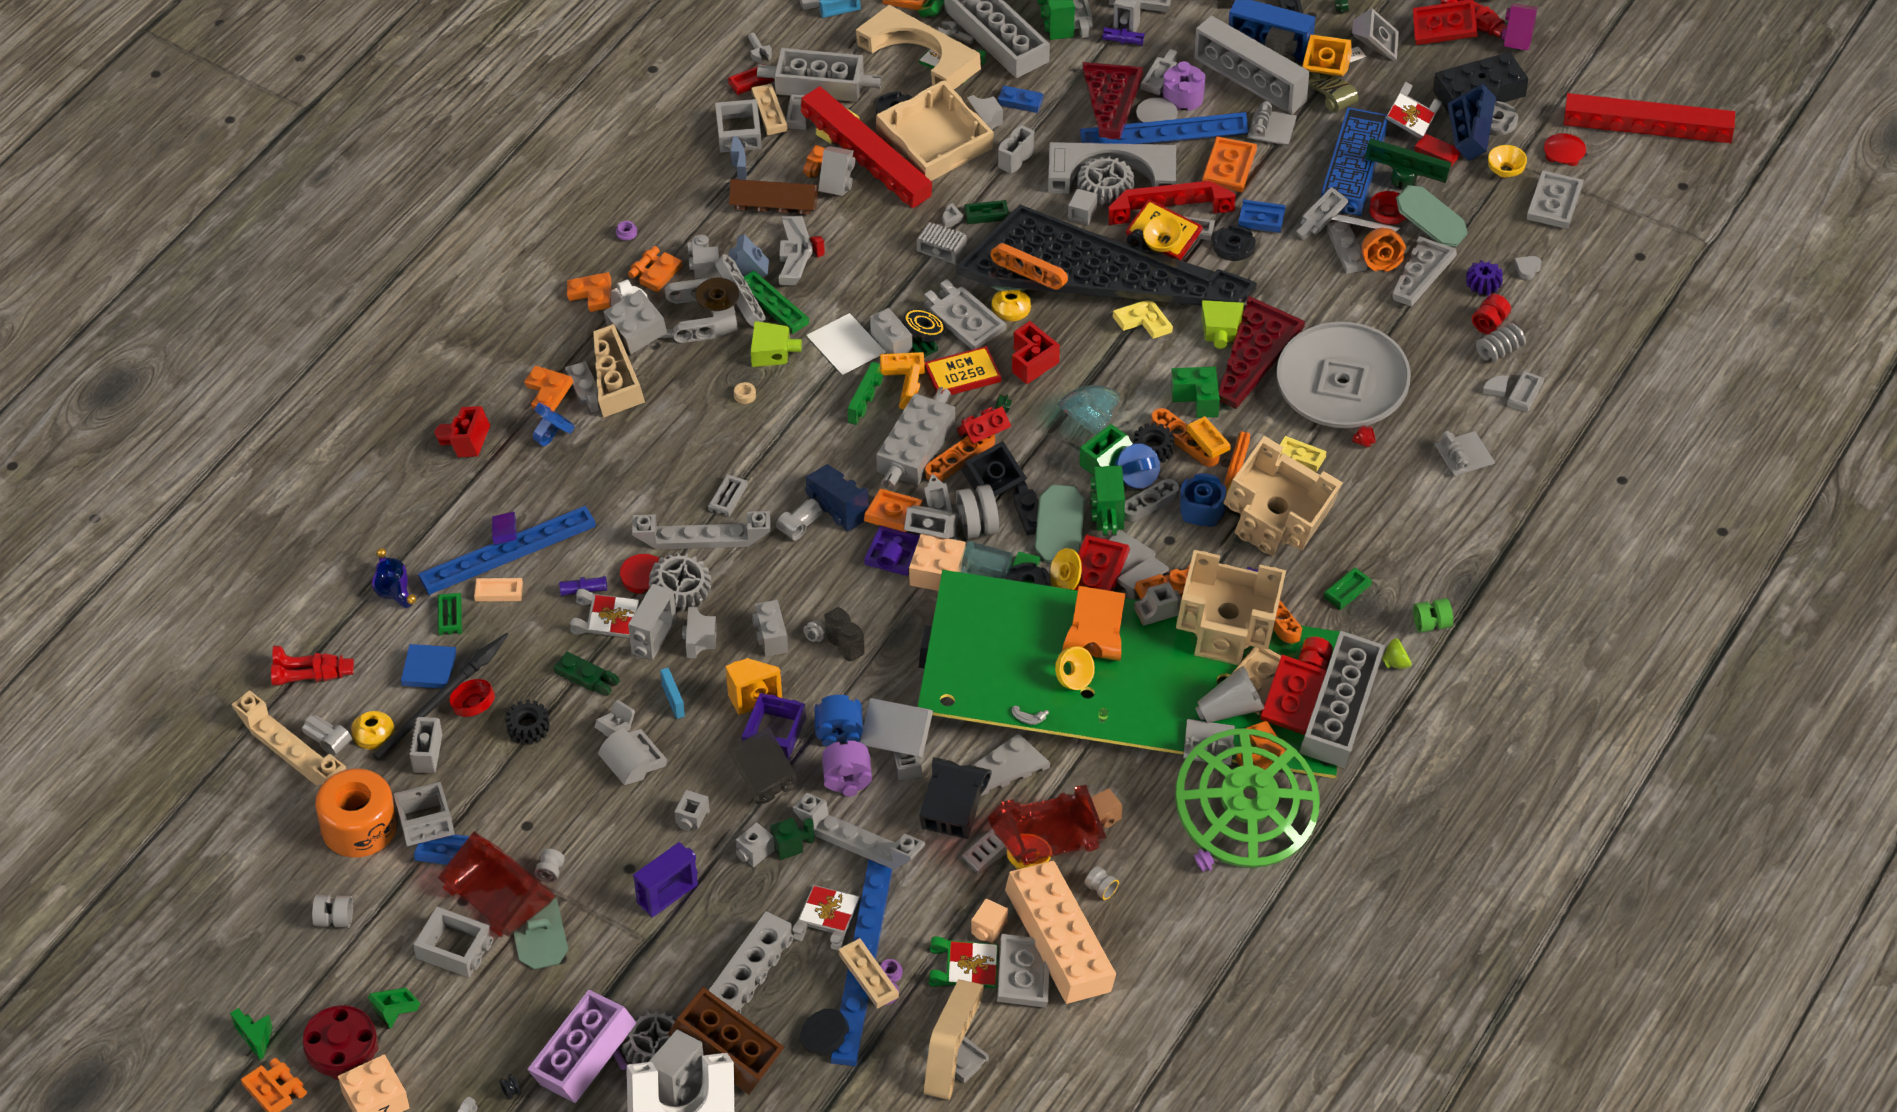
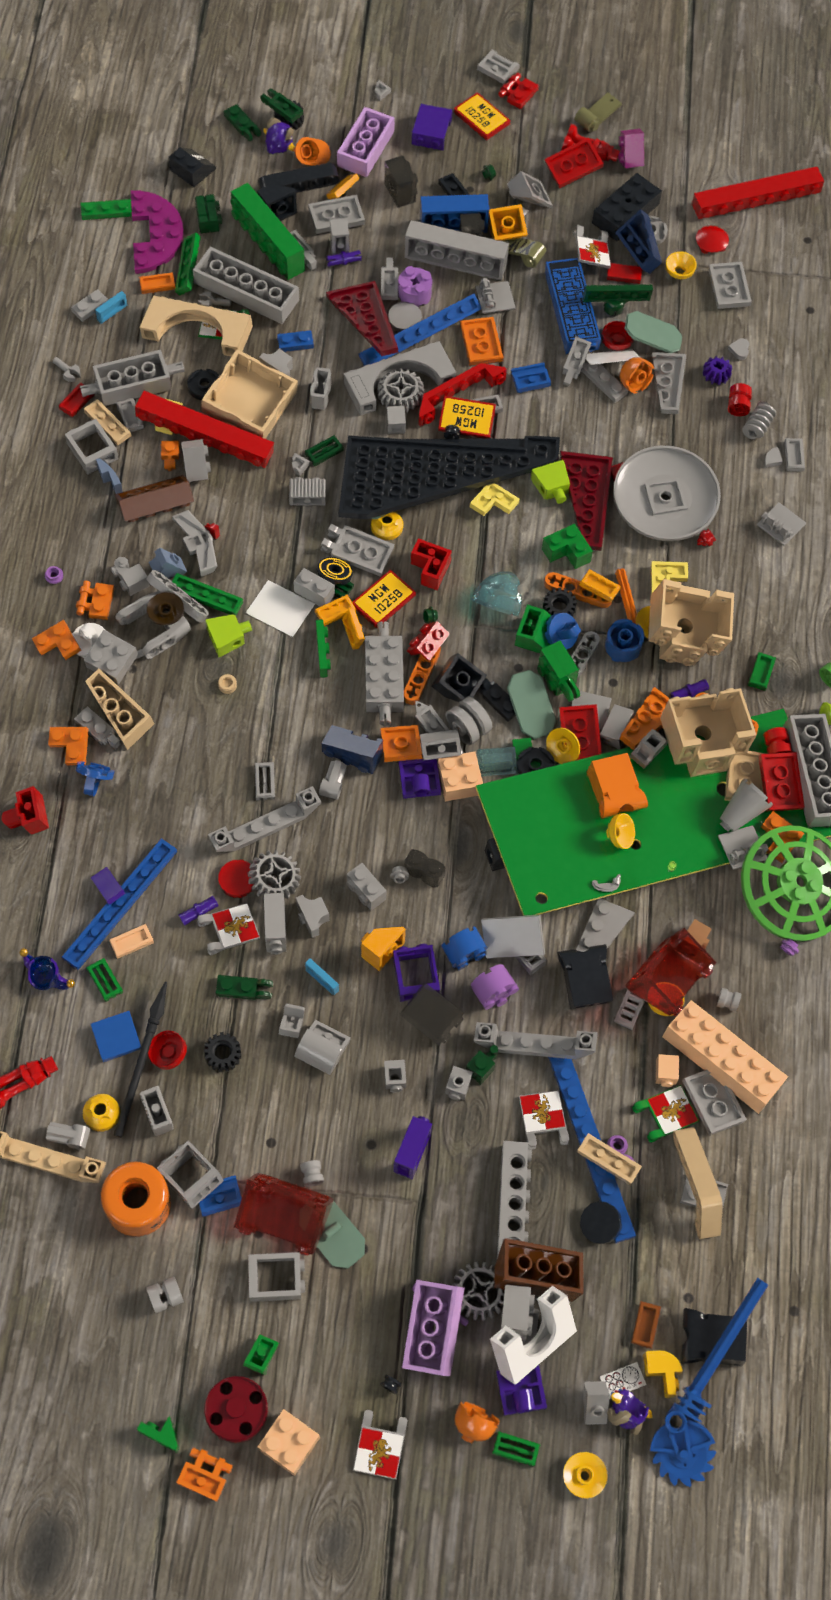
camera: 30 degrees left, 15 degrees up
(1051, 275) = (395, 489): orange beam -> none
(1161, 226) = (472, 414): yellow piece -> none
(1234, 252) = (521, 416): black tile -> none

